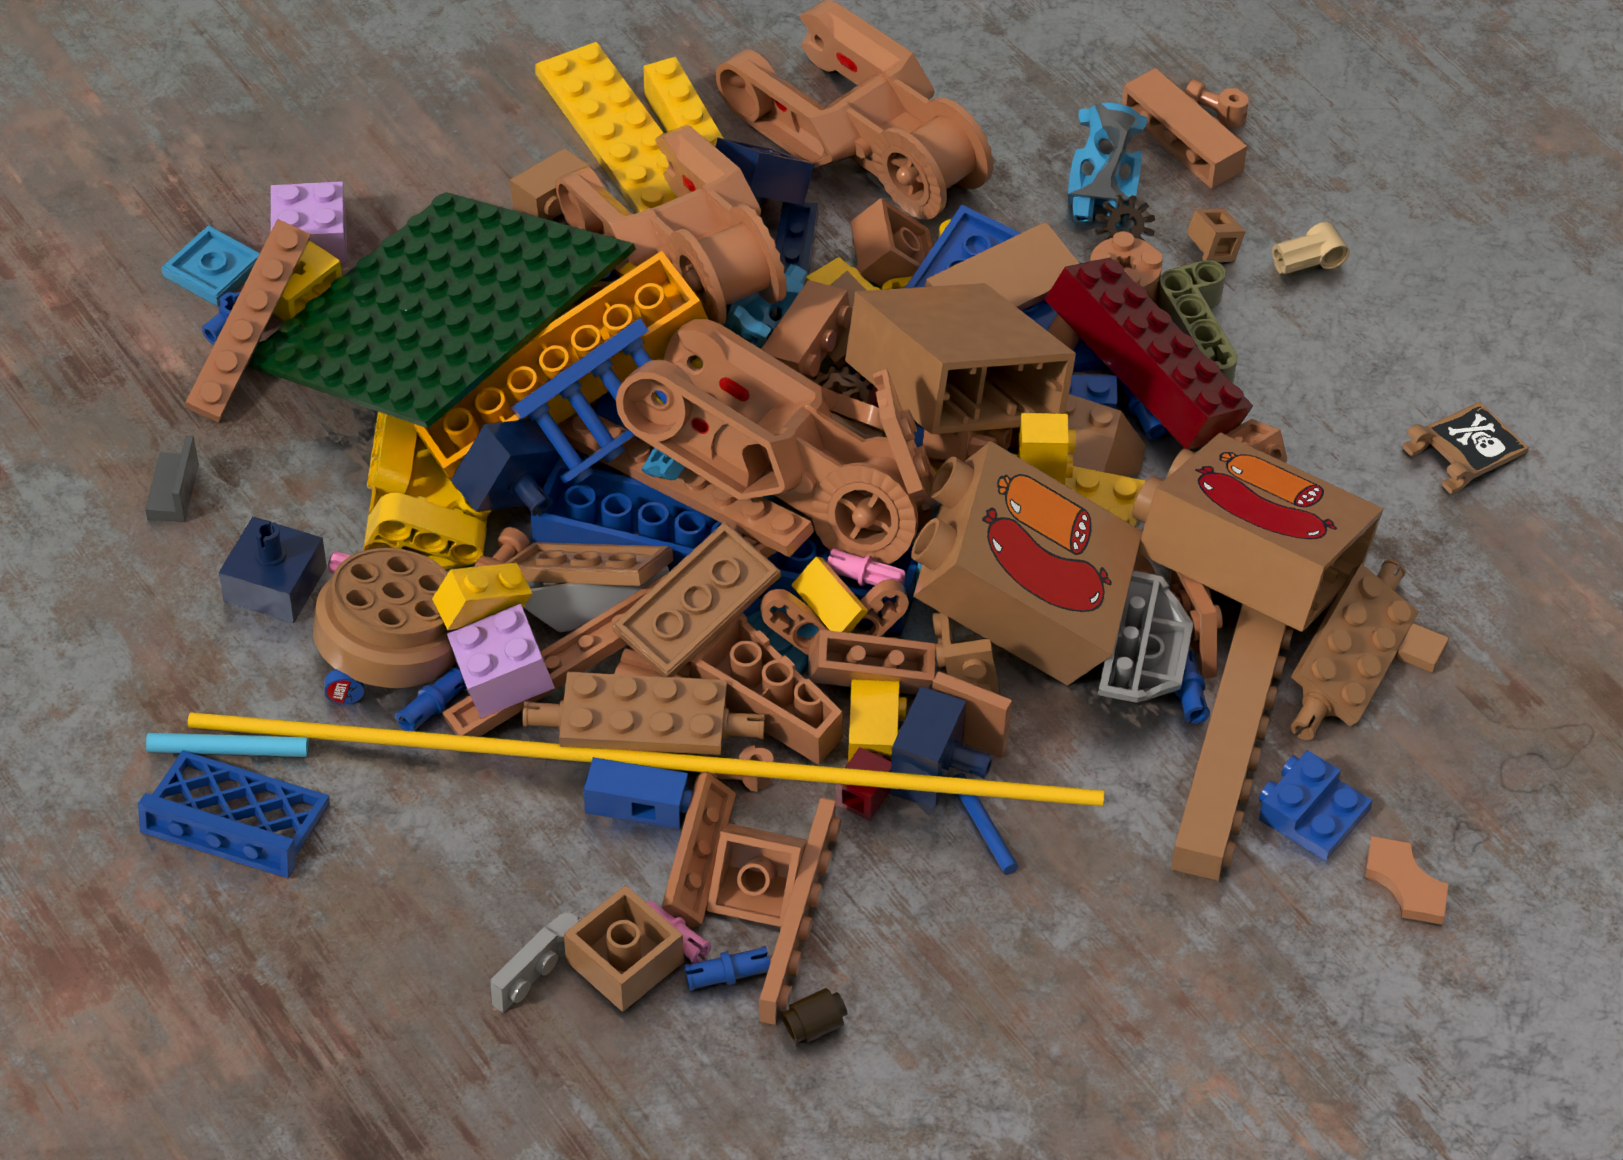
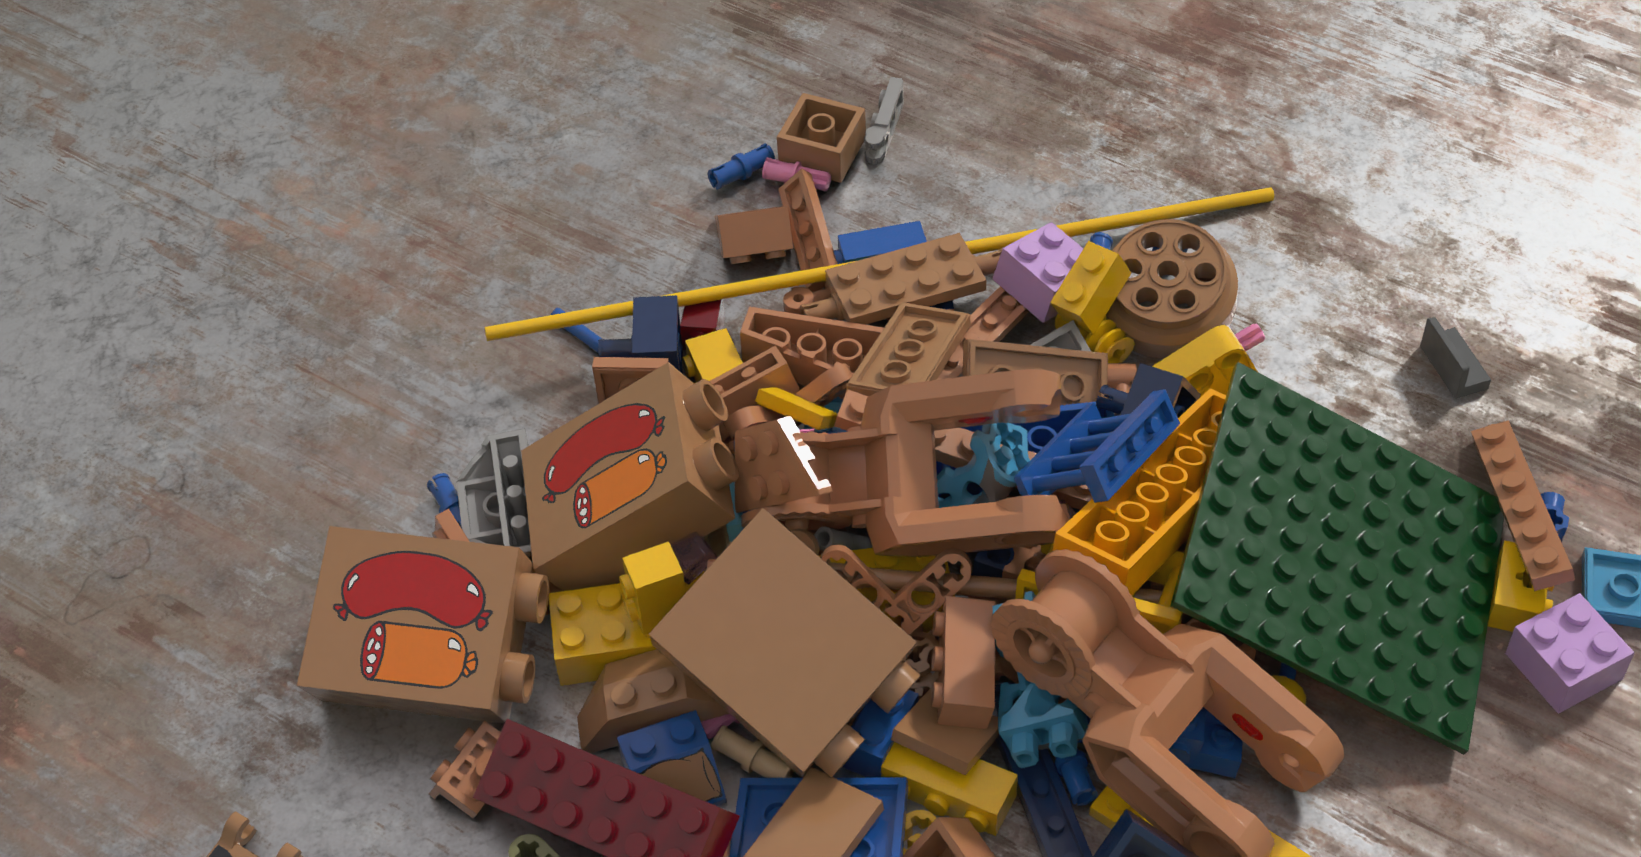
camera: 160 degrees right, 0 degrees up
(221, 833) = (1178, 118): blue fence -> none
(227, 744) = (1231, 183): medium azure piece -> none
(273, 569) = (1303, 309): dark blue brick -> none
(535, 188) = (1360, 796): medium nougat brick -> none
(796, 923) = (703, 206): nougat plate -> none
(814, 1016) = (659, 156): dark brown brick -> none
(1230, 745) = (399, 441): medium nougat brick -> none
(1313, 805) = (313, 447): blue plate -> none
(1352, 648) = (292, 600): medium nougat plate -> none
(1417, 893) = (228, 424): nougat tile -> none
(1422, 648) = (242, 632): medium nougat tile -> none

